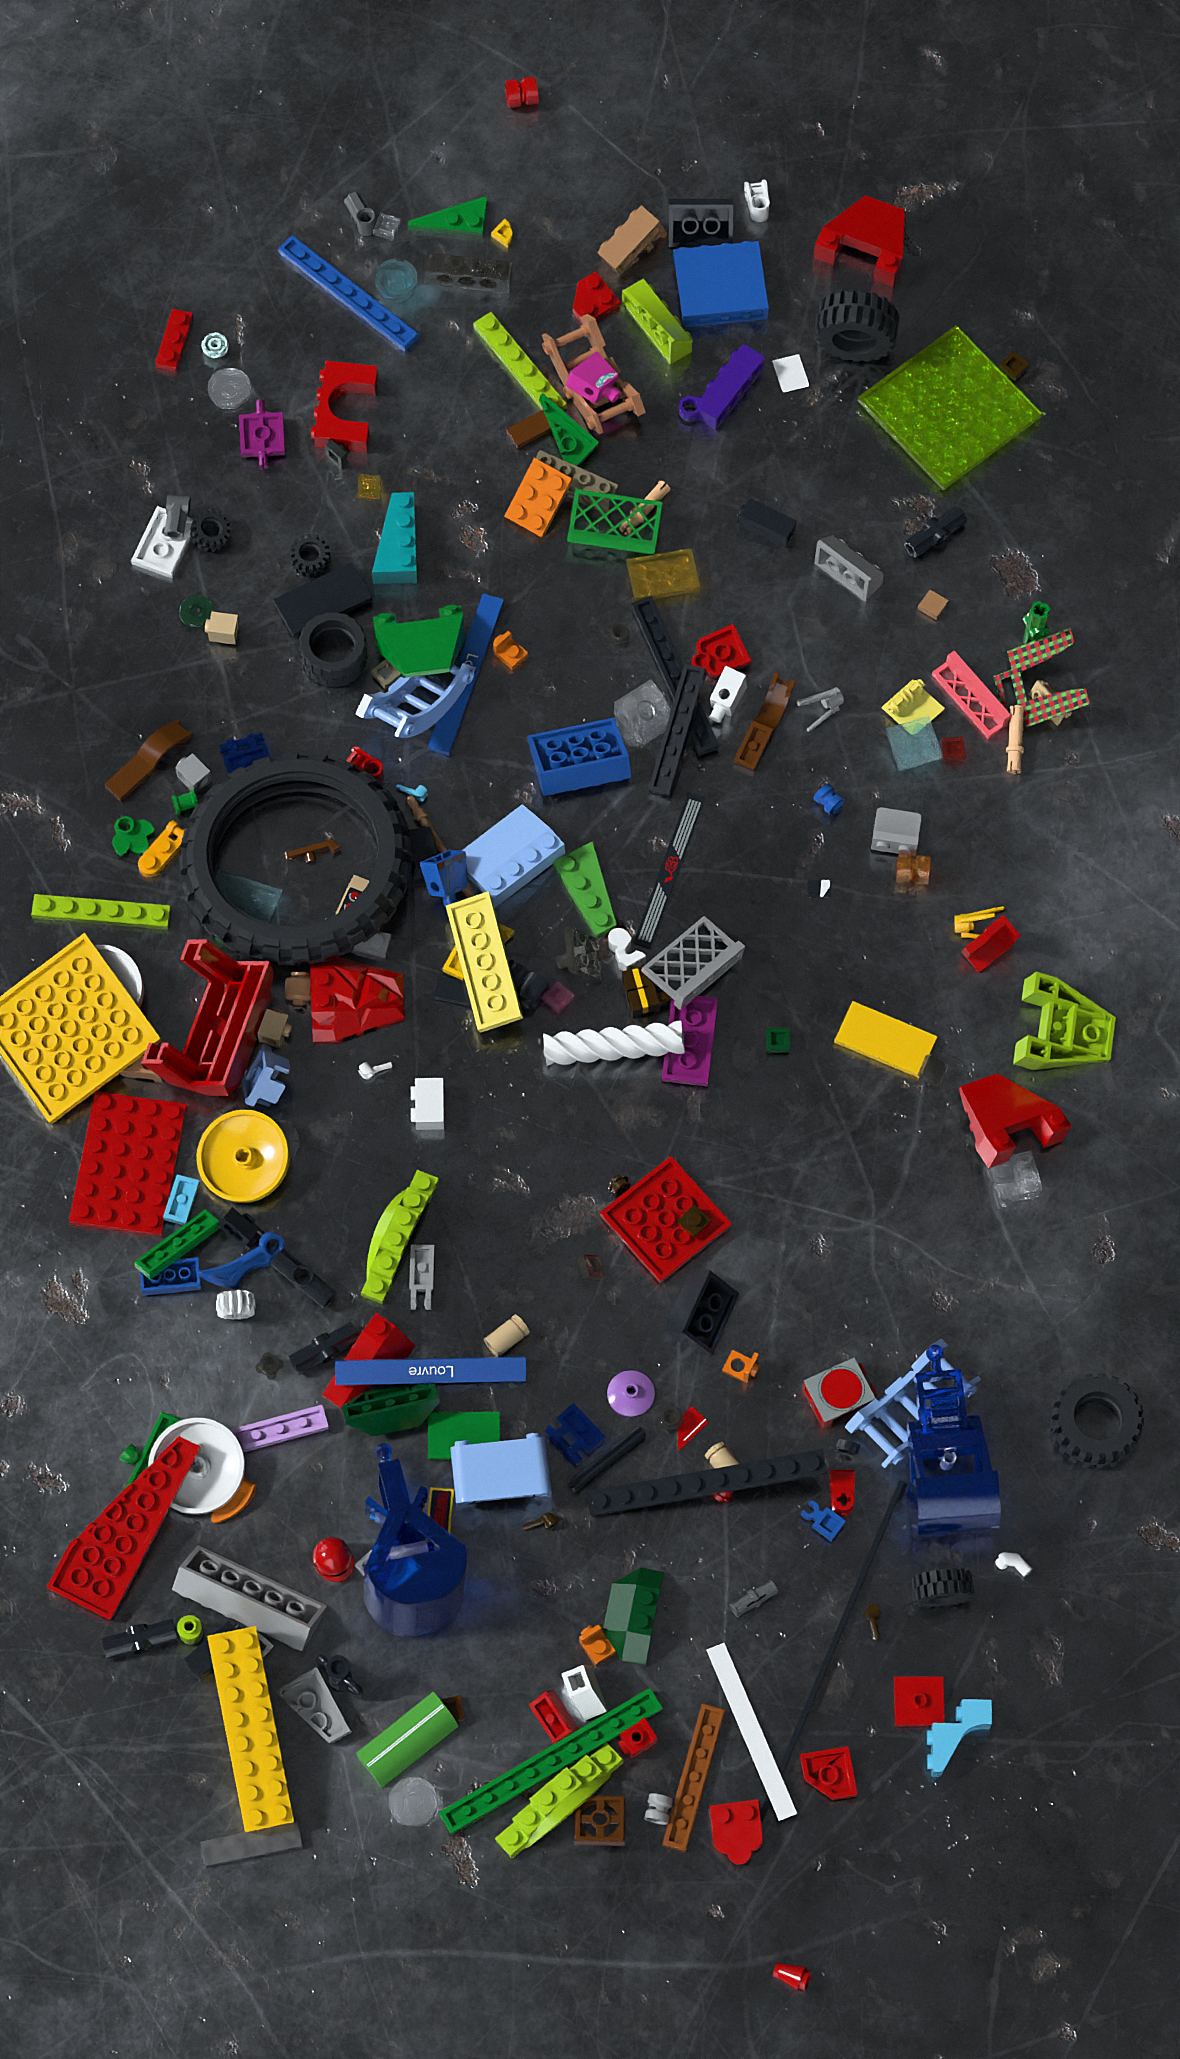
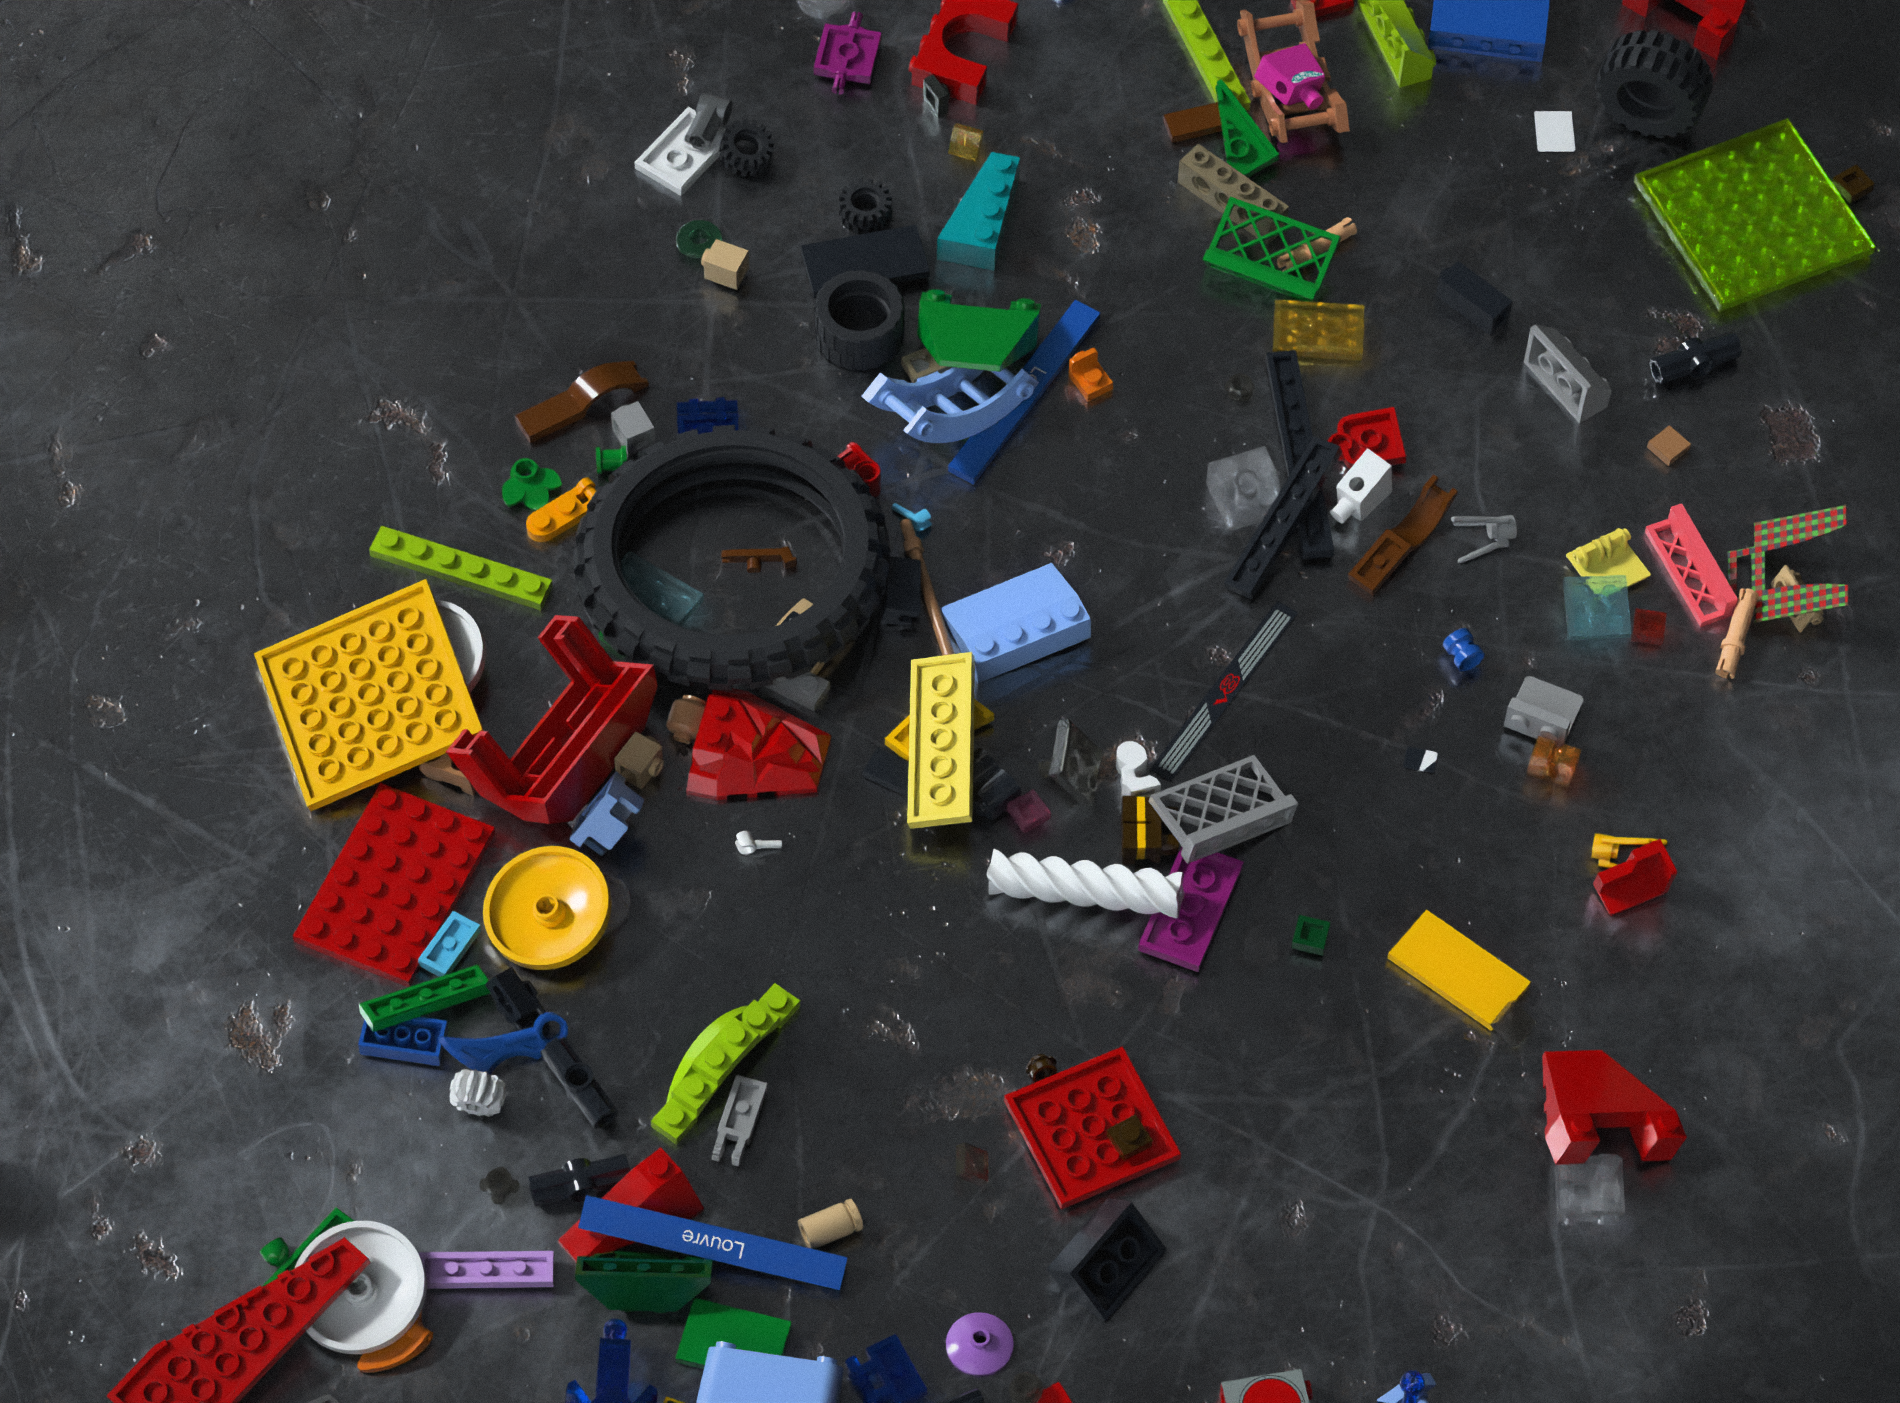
camera: 15 degrees right, 10 degrees down
(428, 1103) = (815, 902): white brick -> none
(445, 875) = (922, 621): blue torso -> none
(538, 497) = (1181, 200): orange plate -> none
(579, 756) = (1144, 523): blue slope -> none
(586, 886) = (1106, 678): bright green wing -> none
(725, 389) = (1462, 129): dark purple hinge -> none
(750, 1369) = (1151, 1352): orange bracket -> none
(1036, 622) = (1802, 488): green piece -> none
(1069, 1030) = (1719, 1013): lime wedge -> none

